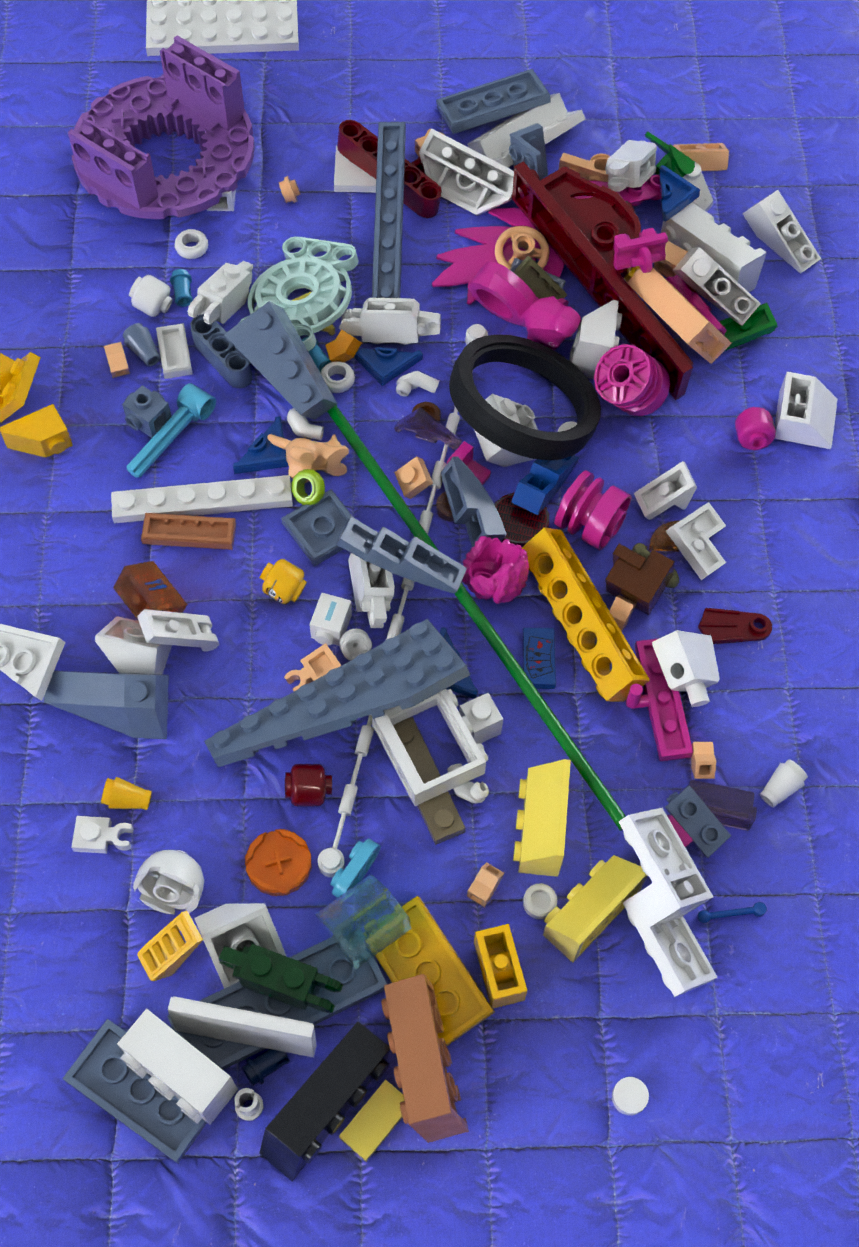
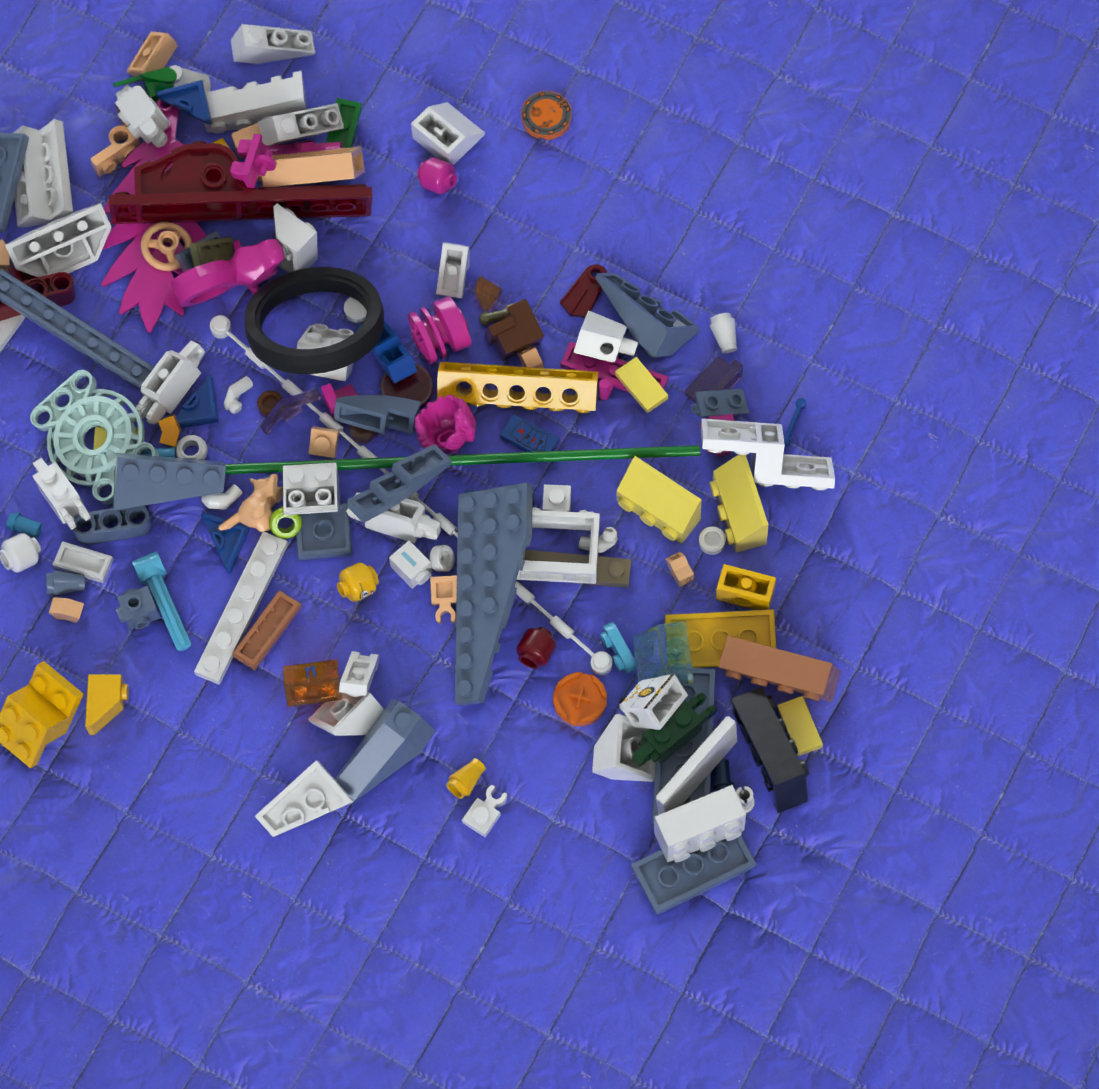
camera: 55 degrees left, 5 degrees up
(167, 949) = (606, 812): yellow slope -> none
(170, 881) = (555, 774): white cylinder -> none
(298, 935) = (653, 701): none -> white torso
(353, 488) = (311, 488): none -> white slope
(529, 146) = (80, 189): sand blue bracket -> none
(630, 1096) = (876, 558): white tile -> none
(631, 380) = (343, 251): dark pink wheel -> none
(664, 730) = (641, 385): none -> light yellow tile
(692, 539) = (502, 276): white plate -> none
(703, 760) = (678, 374): light nougat piece -> none
(740, 705) = (650, 324): none -> sand blue wedge

